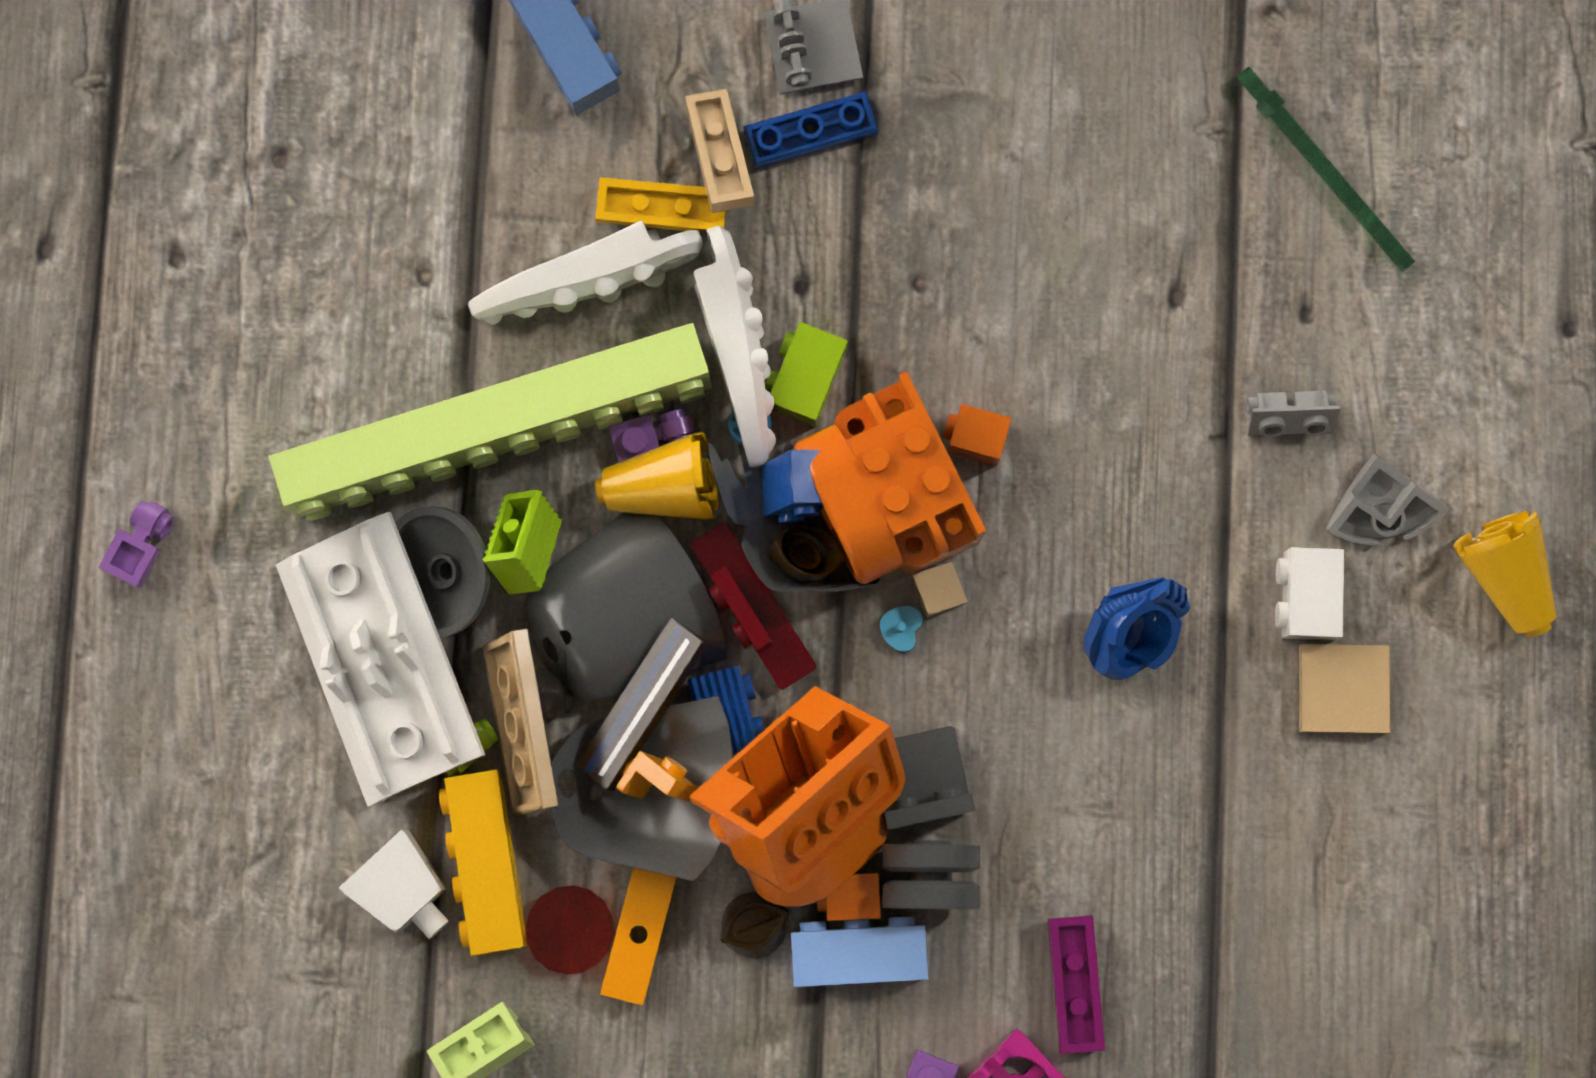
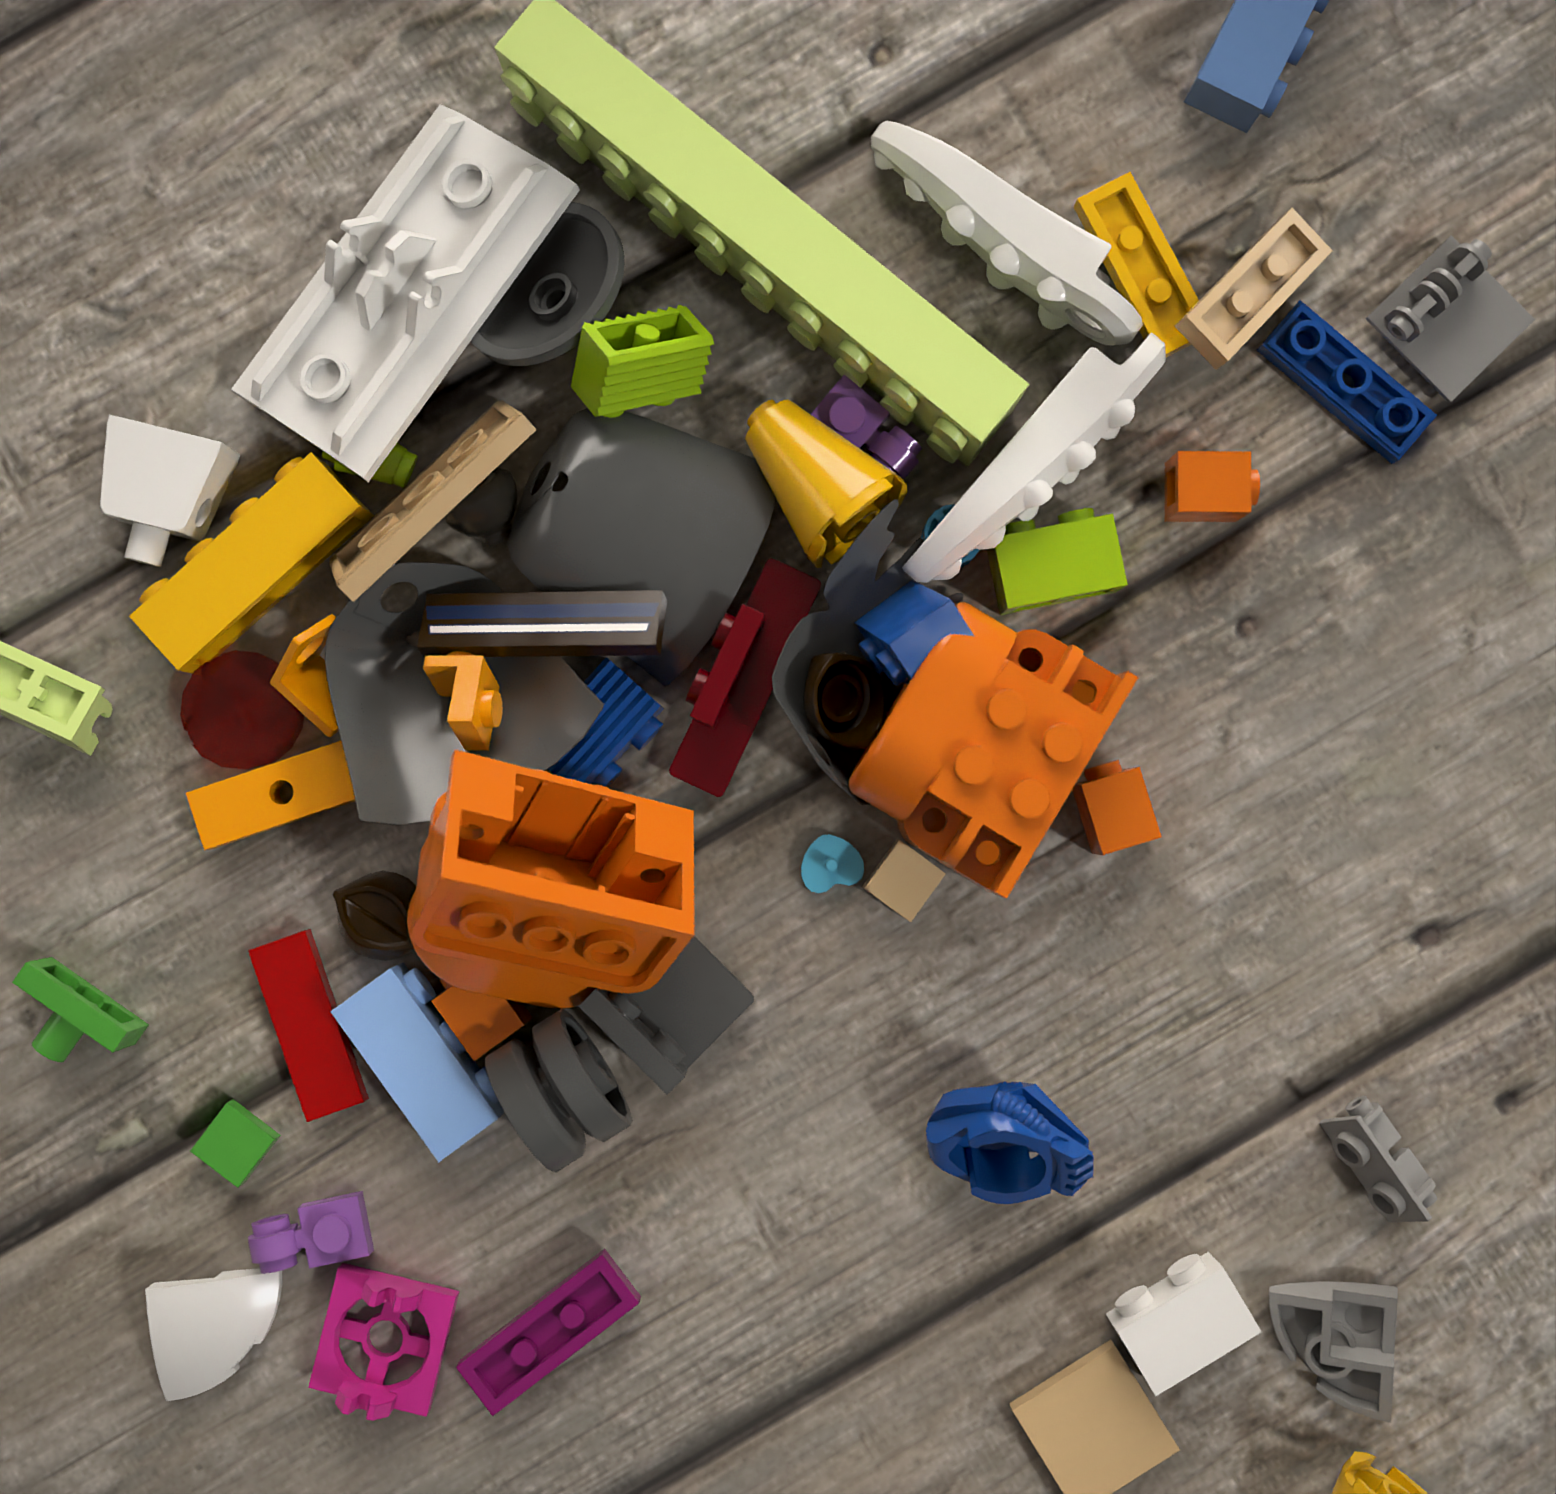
camera: 55 degrees right, 5 degrees up
(584, 873) = (303, 677): none -> light orange bracket
(792, 1014) = (308, 1033): none -> red tile
(820, 252) = (1210, 486): none -> orange brick

